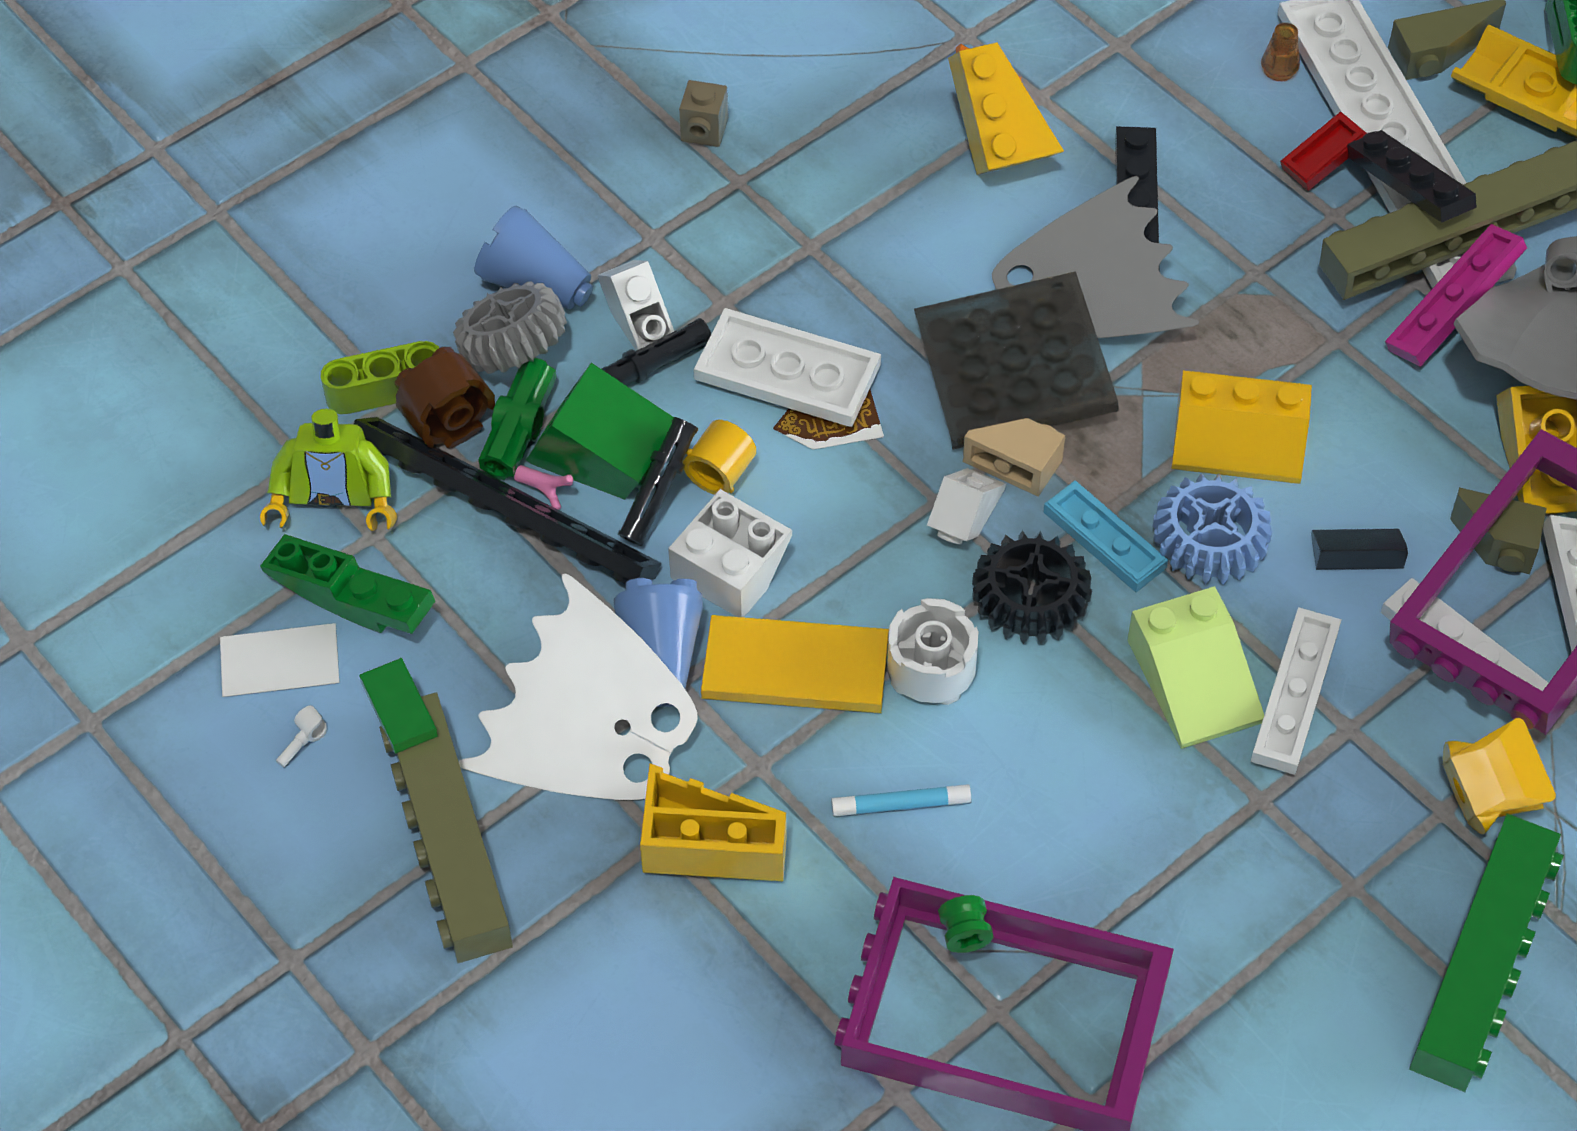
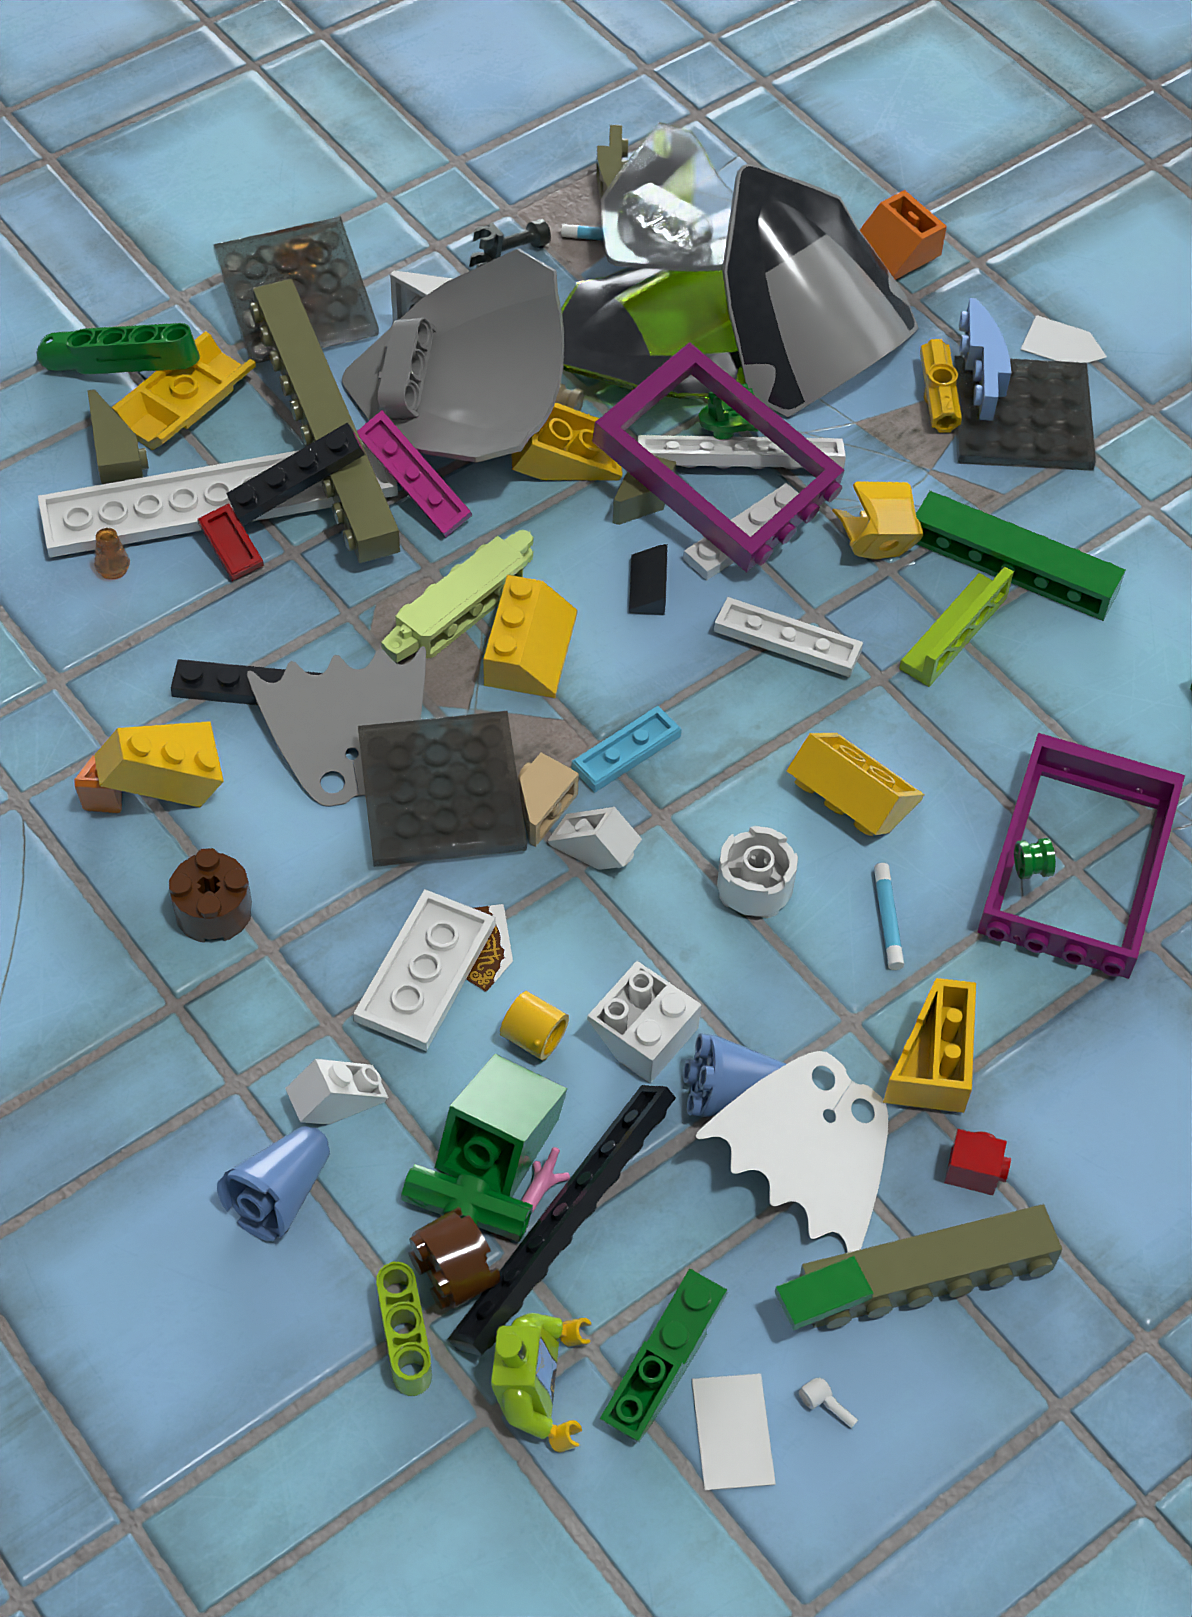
camera: 90 degrees left, 0 degrees up
(510, 327) = (348, 1173): light grey gear -> none
(573, 874) = (977, 1162): none -> red brick
(637, 364) = (421, 1117): black pin -> none
(680, 435) = (553, 1063): black pin -> none
(703, 113) = (95, 1020): dark tan brick -> none
(795, 664) = (754, 981): yellow tile -> none
(852, 181) = (210, 896): none -> reddish brown brick
(1058, 594) = (705, 812): black gear -> none
(1083, 759) = (853, 783): none -> yellow slope
(1195, 666) = (765, 698): yellowish green slope -> none
(1214, 542) = (631, 682): light blue gear -> none
(1277, 351) = (459, 598): none -> yellowish green hinge
(1351, 881) = (956, 627): none -> lime fence

